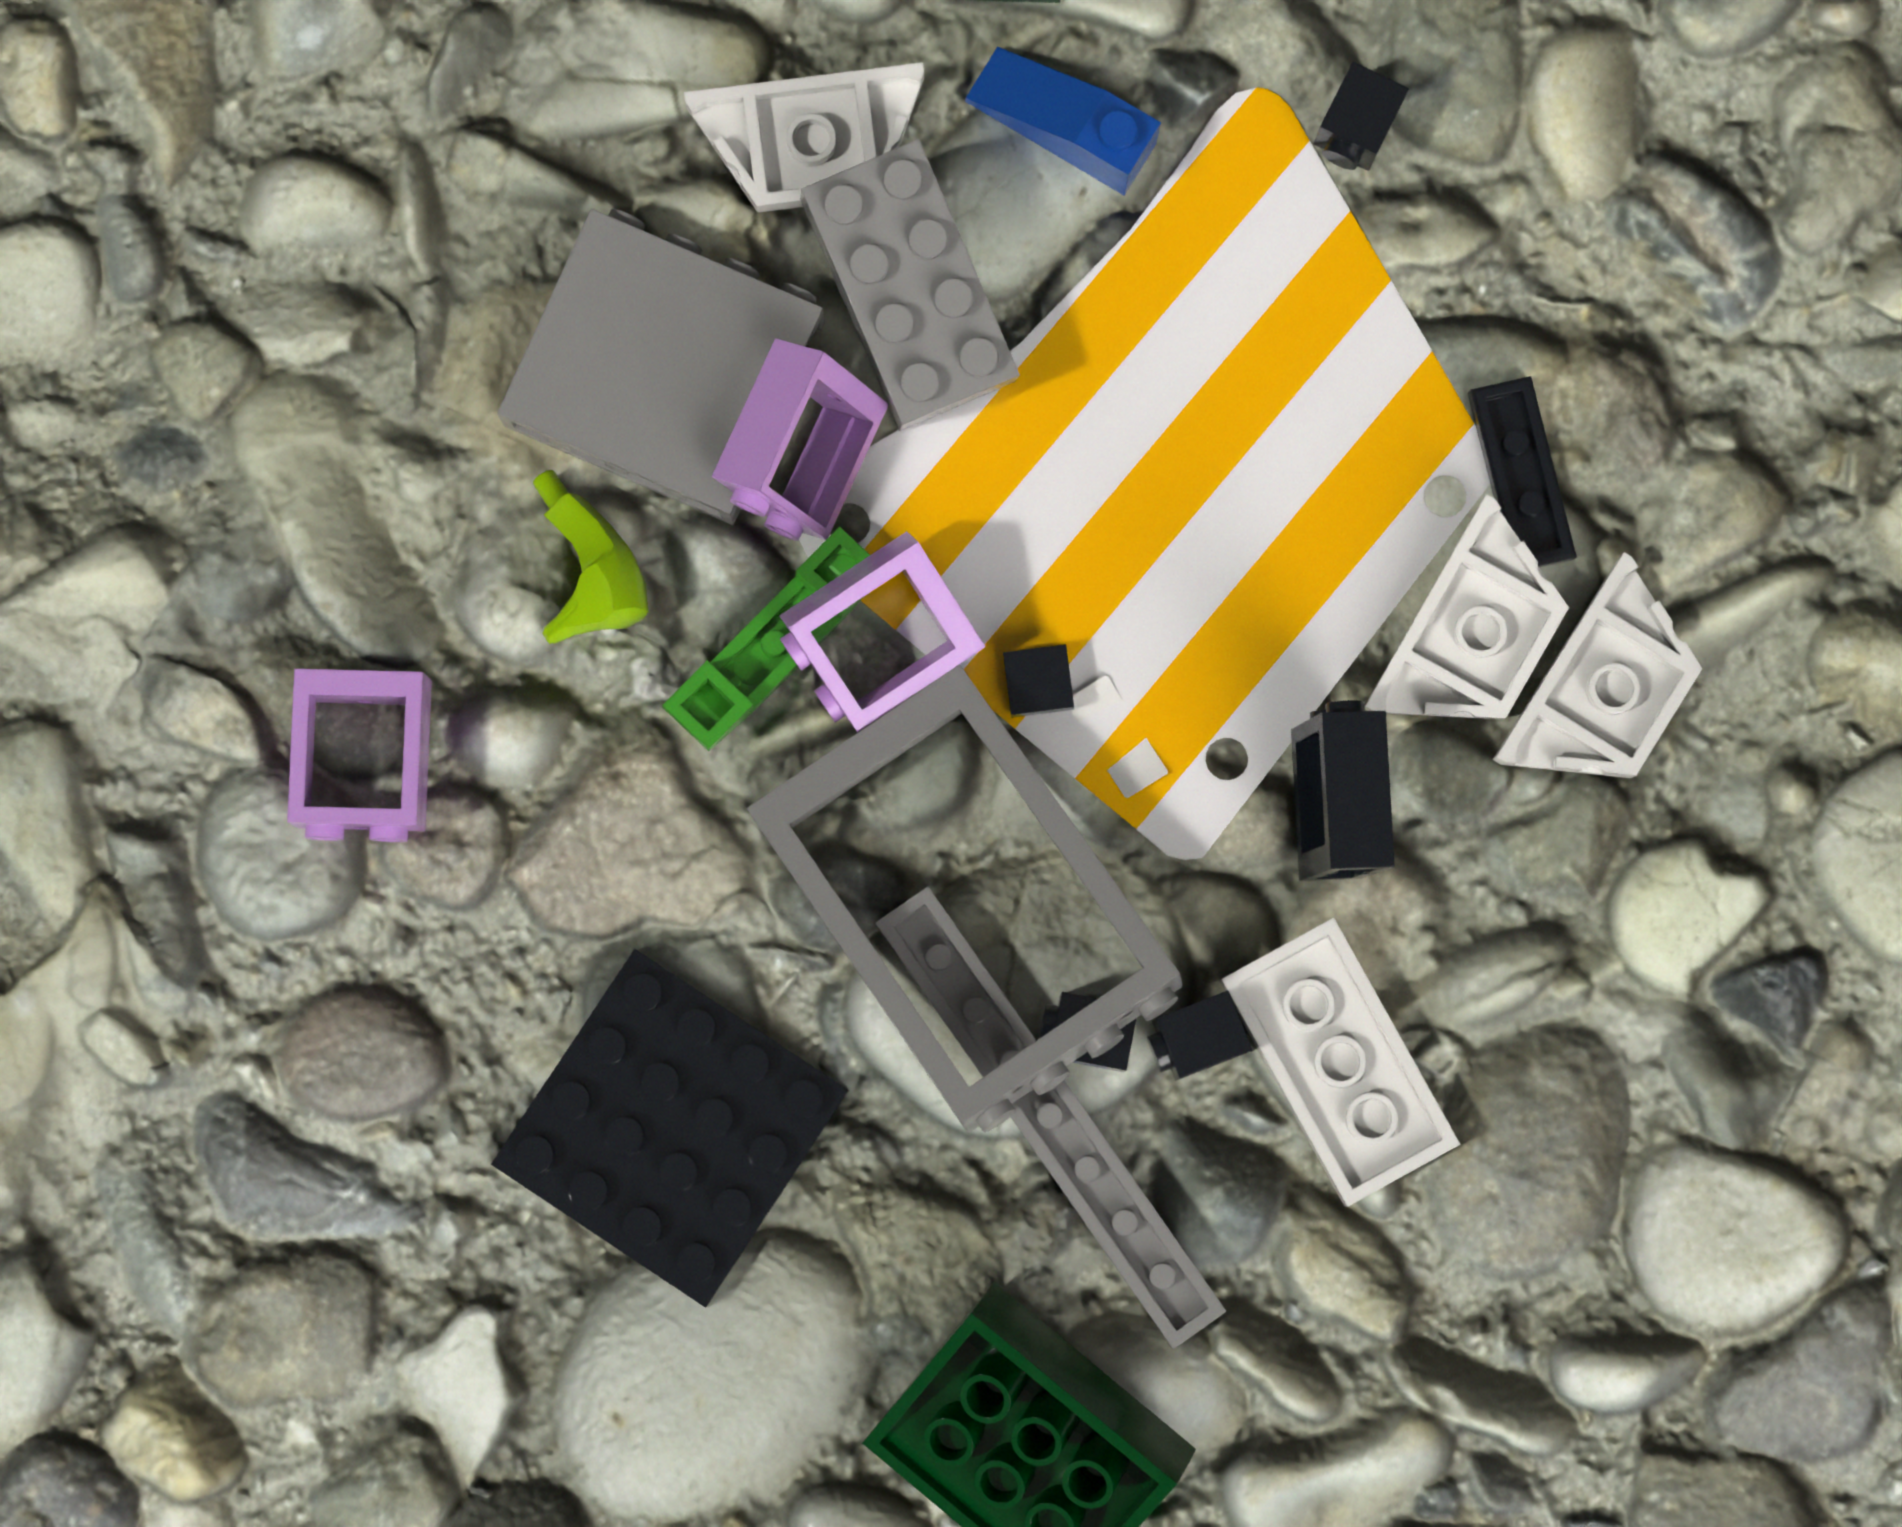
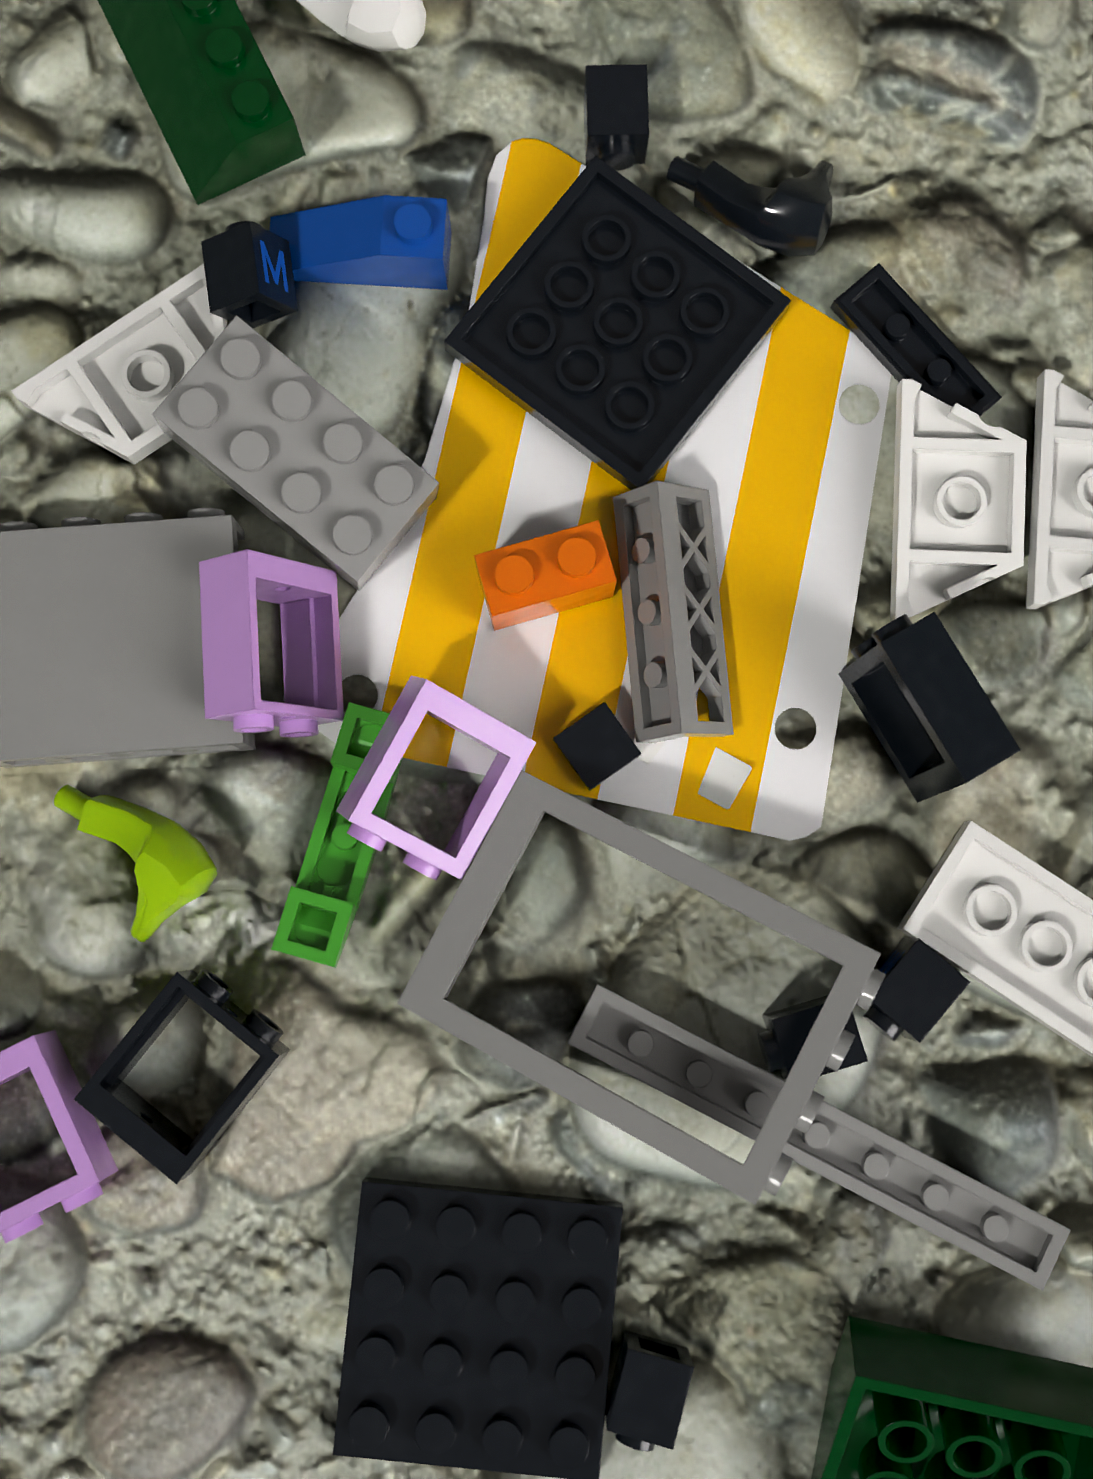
camera: 25 degrees left, 0 degrees up
(471, 800) = (138, 1120): none -> black window
(786, 1254) = (648, 1392): none -> black brick
(949, 96) = (249, 274): none -> black brick
(1071, 505) = (546, 575): none -> orange brick
(1162, 589) = (663, 610): none -> light grey fence
(1259, 311) = (617, 325): none -> black plate
(1461, 291) = (781, 219): none -> black animal

